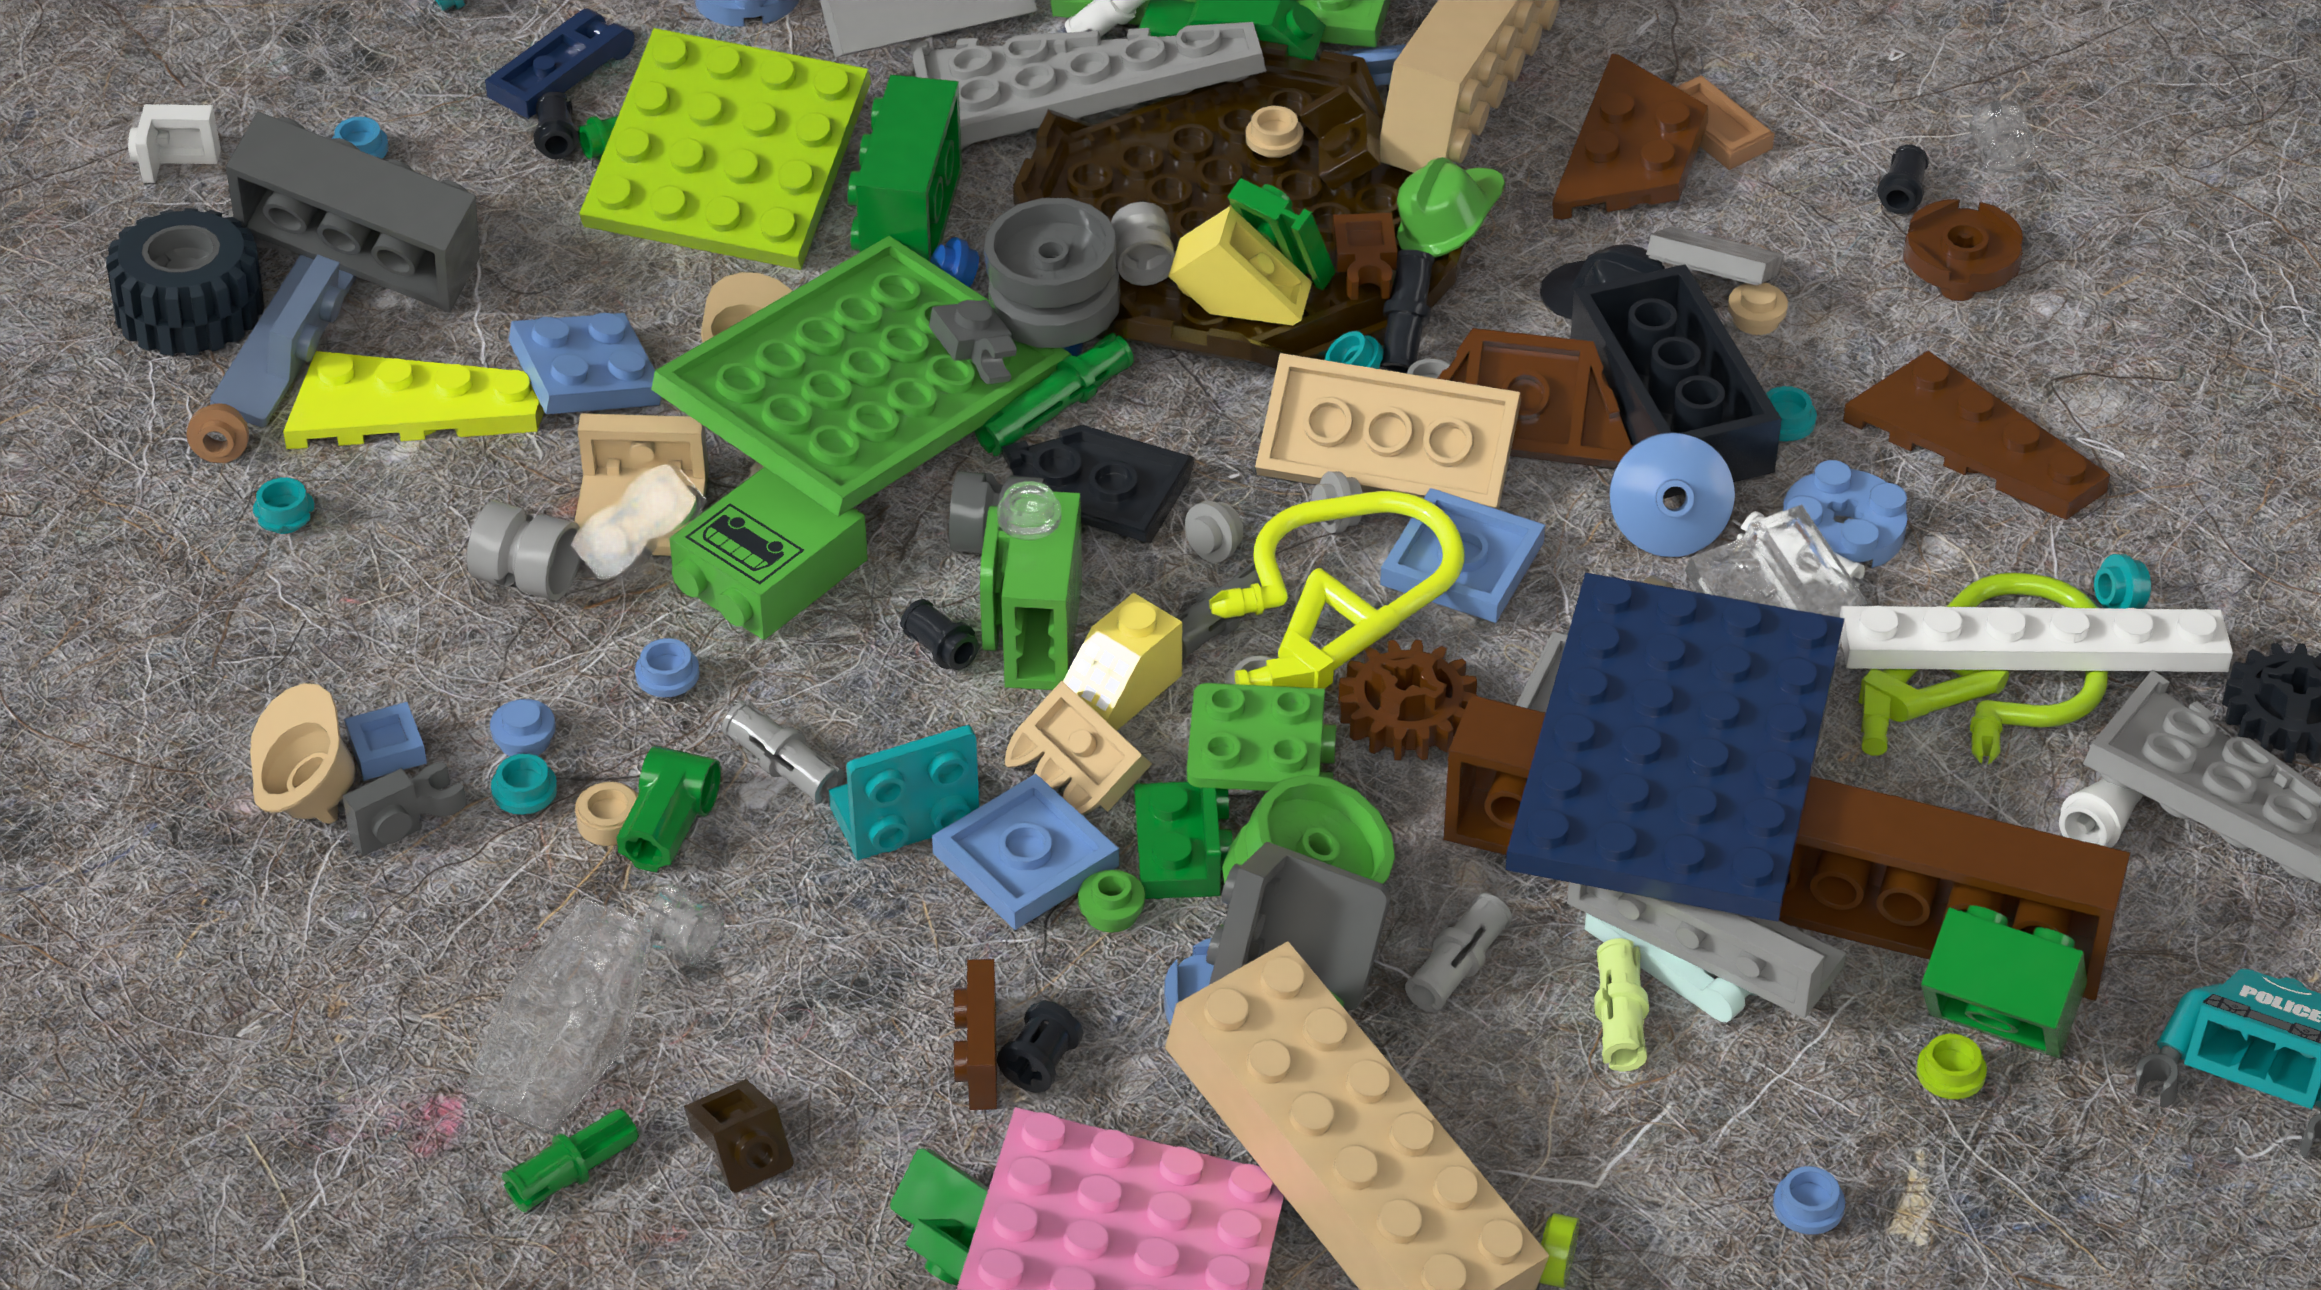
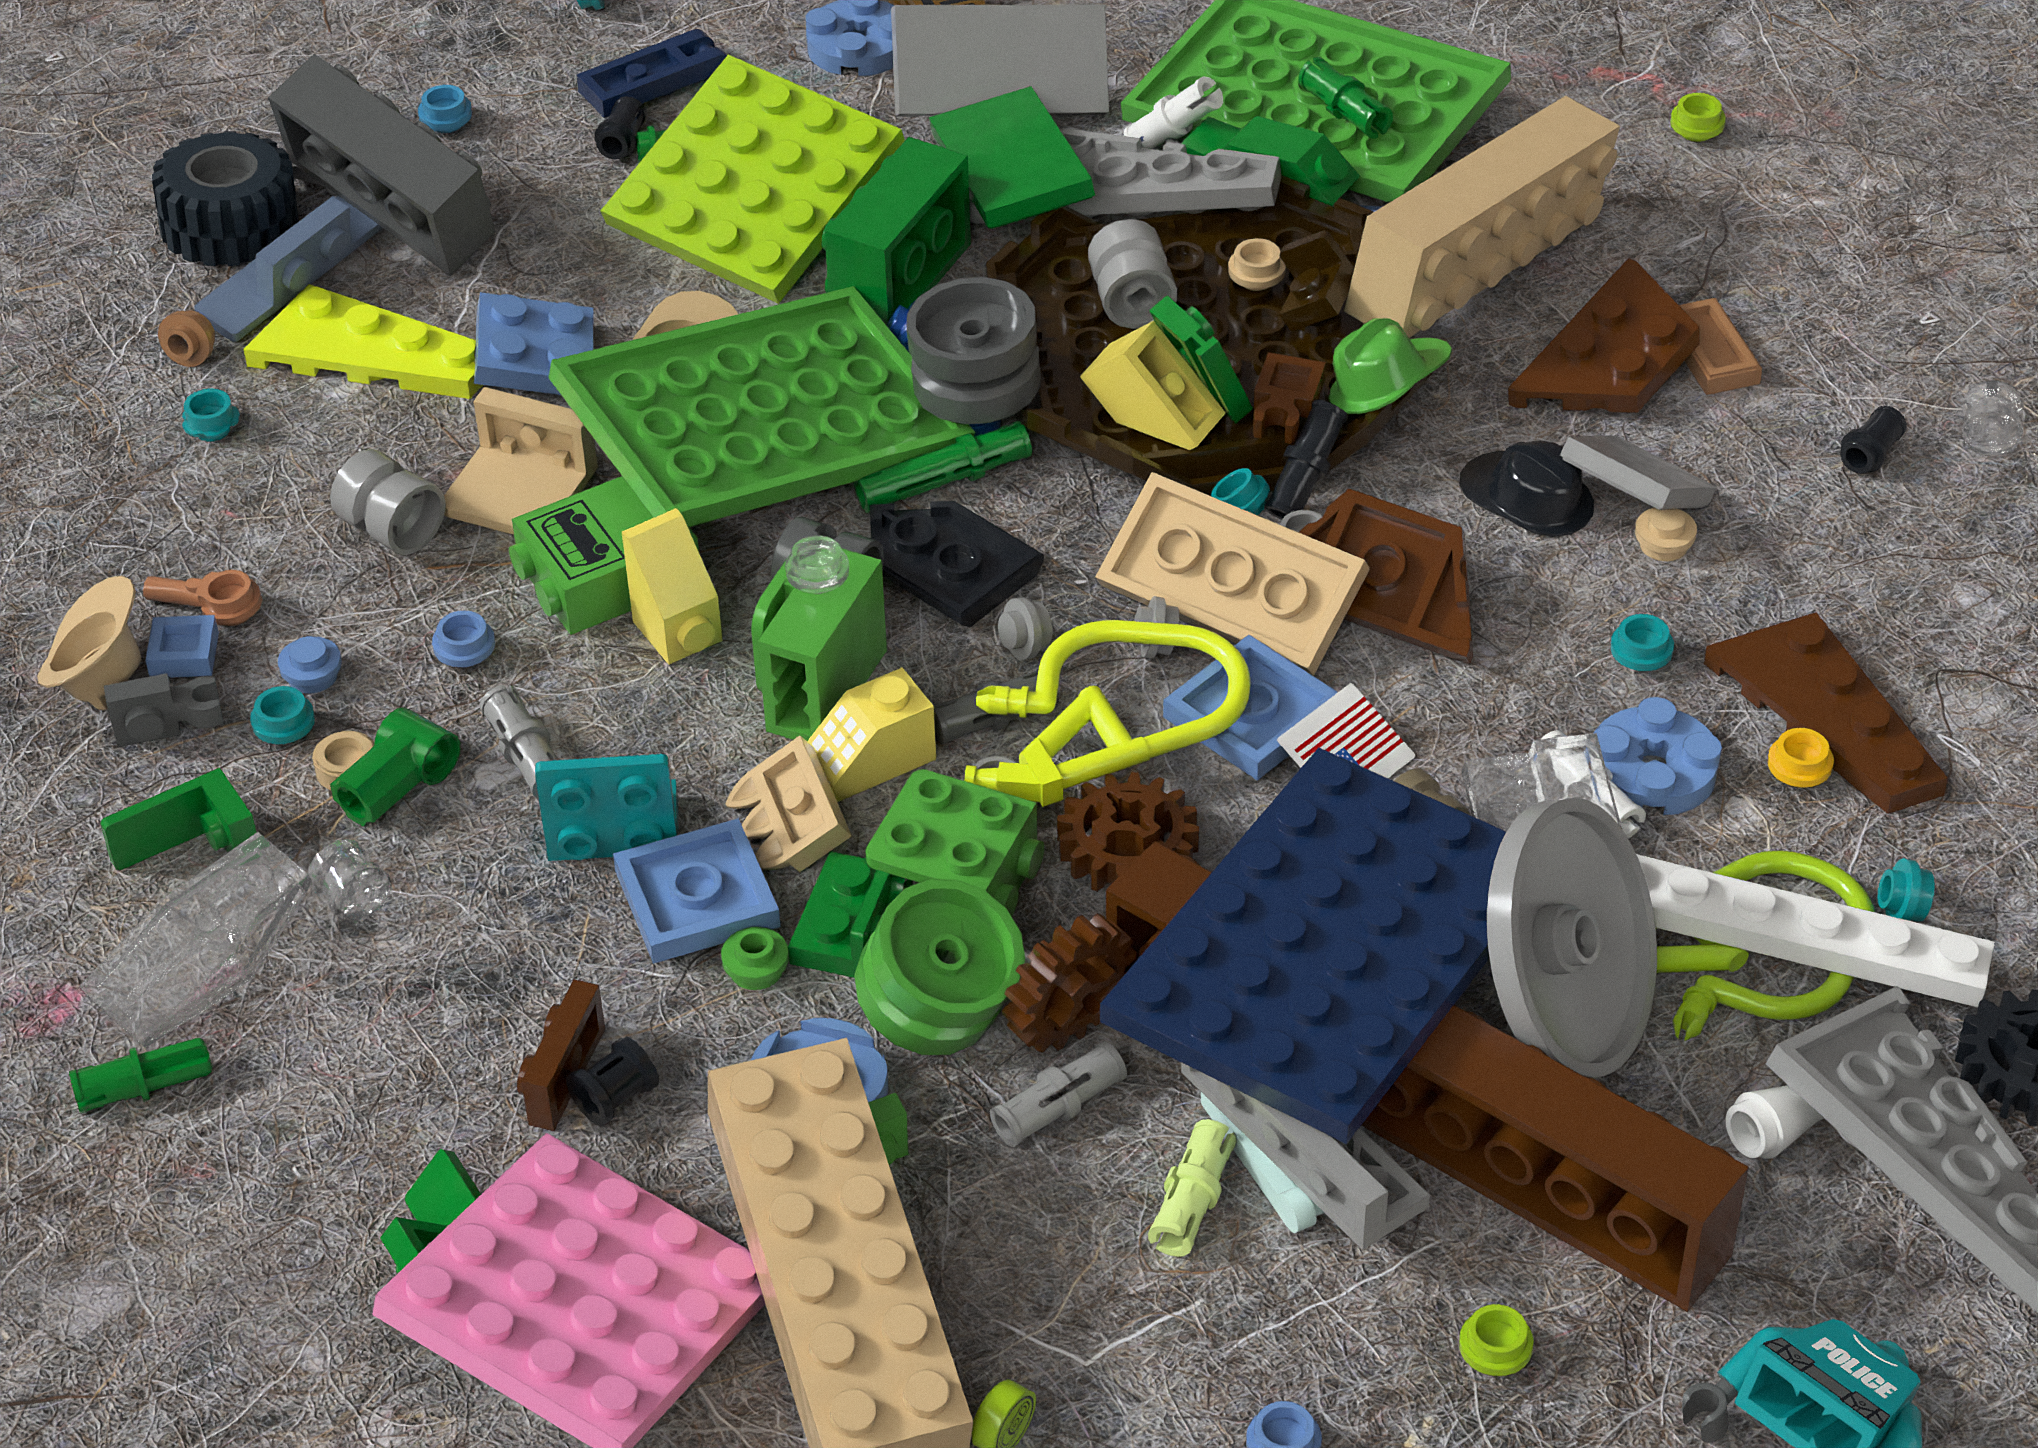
camera: 20 degrees right, 0 degrees up
(173, 136) = (272, 65): white bracket -> none
(393, 681) = (225, 594): none -> nougat plate
(501, 886) = (176, 816): none -> green bracket
(627, 534) = (482, 505): clear brick -> none
(743, 1134) = (299, 1093): dark brown bracket -> none
(861, 570) = (670, 587): none -> light yellow slope
(950, 643) = (727, 675): black pin -> none
(975, 333) = (882, 392): dark grey plate -> none
(1002, 78) = (1015, 157): none -> green tile
(1143, 243) = (1075, 340): light grey wheel -> none
(1166, 165) = (1130, 271): none -> light grey wheel
(1316, 907) = (895, 1018): dark grey bracket -> none
(1437, 846) = (1067, 982): none -> reddish brown gear
(1555, 566) = (1350, 730): none -> sticker
(1665, 463) = (1505, 676): medium blue dish -> none
(1677, 368) = (1536, 586): black brick -> none
(1883, 686) = (1572, 935): none -> light grey dish
(1942, 251) = (1925, 537): reddish brown plate -> none
(1974, 486) = (1801, 758): none -> yellow plate
(2005, 980) = (1564, 1261): green brick -> none

